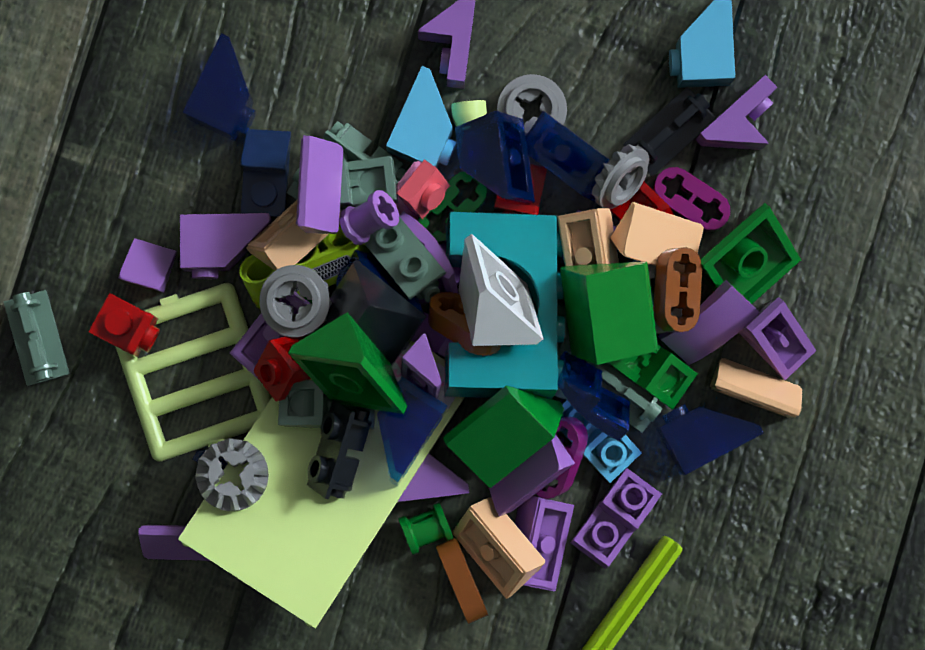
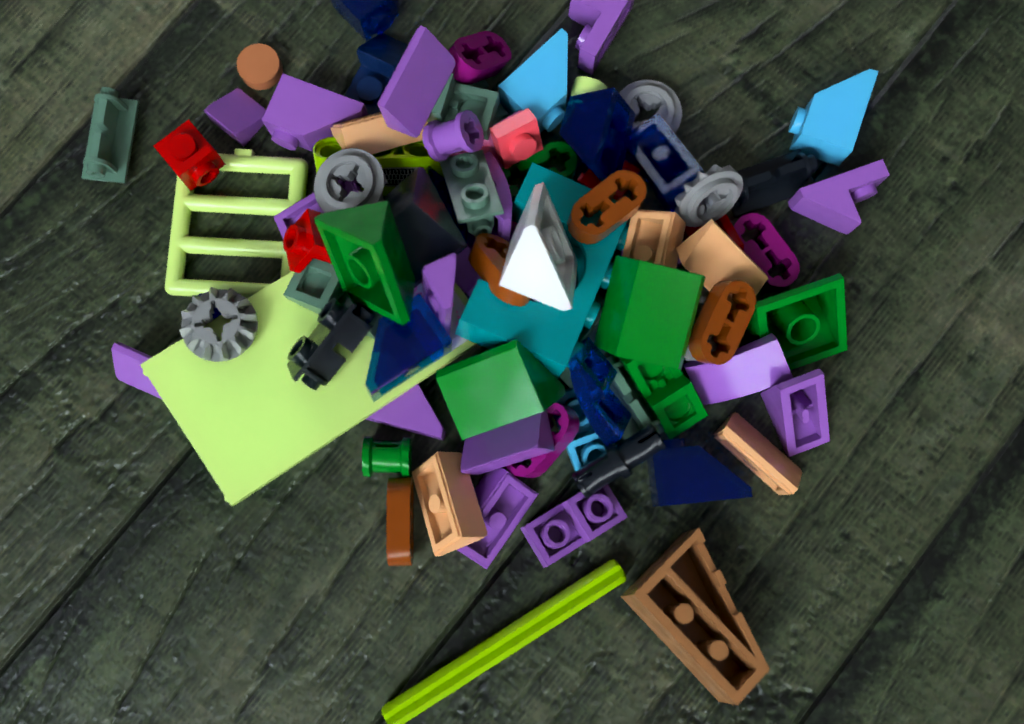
camera: 30 degrees right, 5 degrees down
(146, 209) = (259, 66): none -> nougat tile
(359, 126) = (479, 56): none -> magenta beam
(525, 223) = (601, 199): none -> dark orange beam
(635, 449) = (619, 460): none -> black pin
(755, 558) = (695, 617): none -> medium nougat wedge

